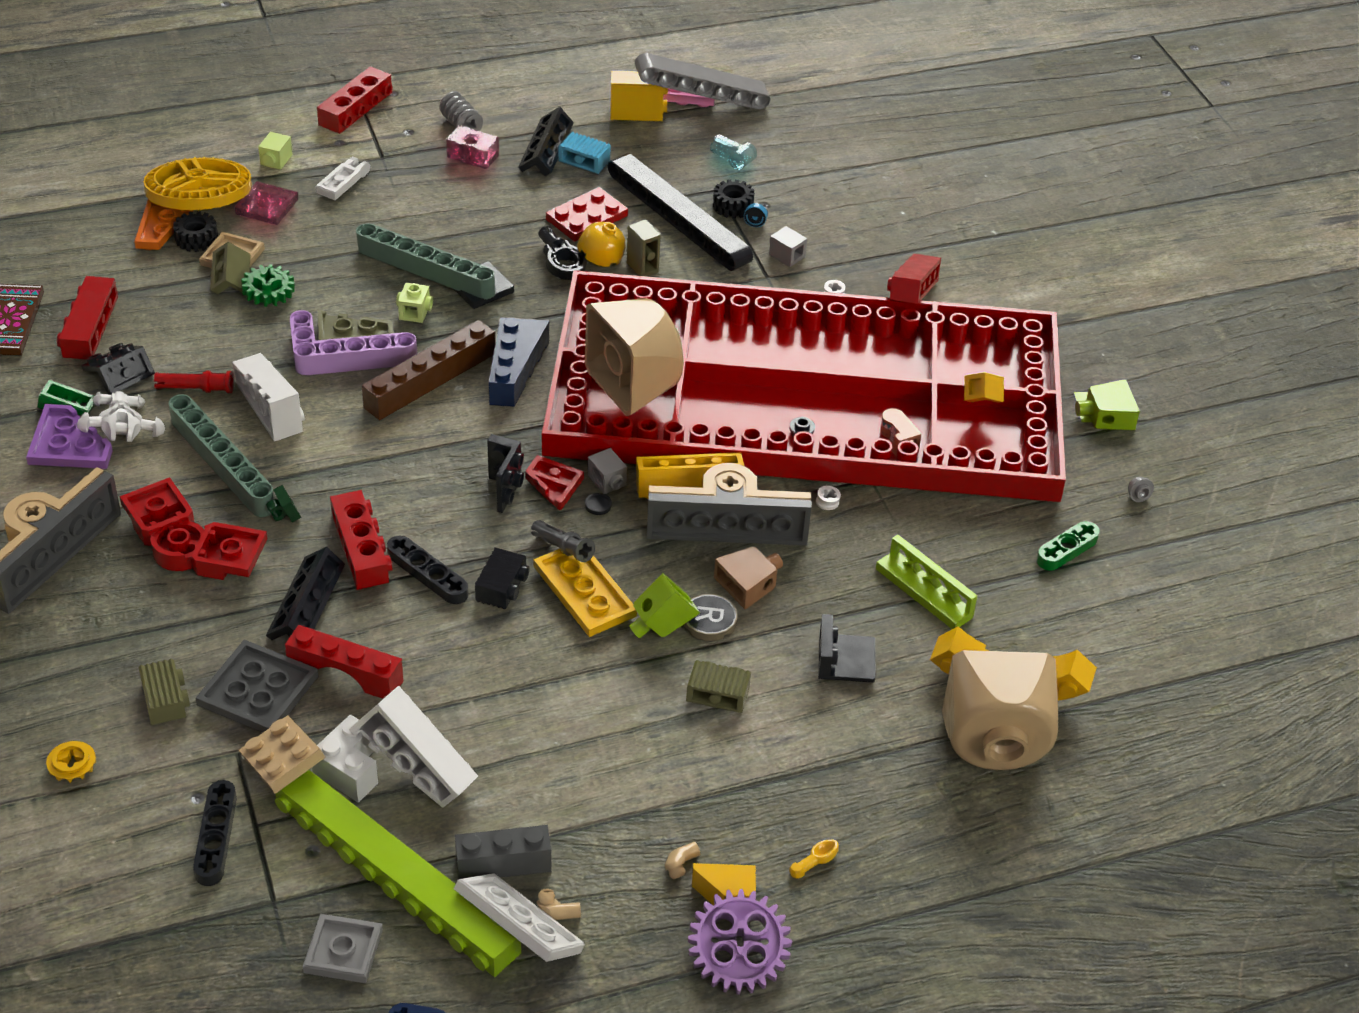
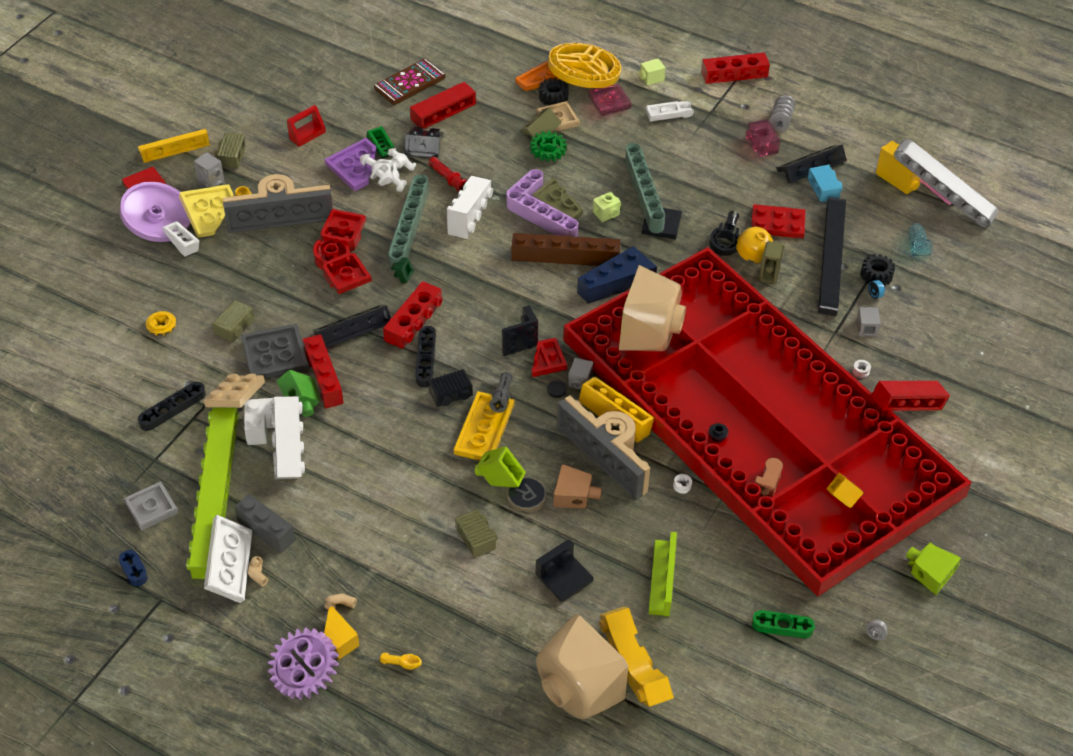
camera: 50 degrees right, 5 degrees up
(349, 695) = (297, 384): none -> bright green torso

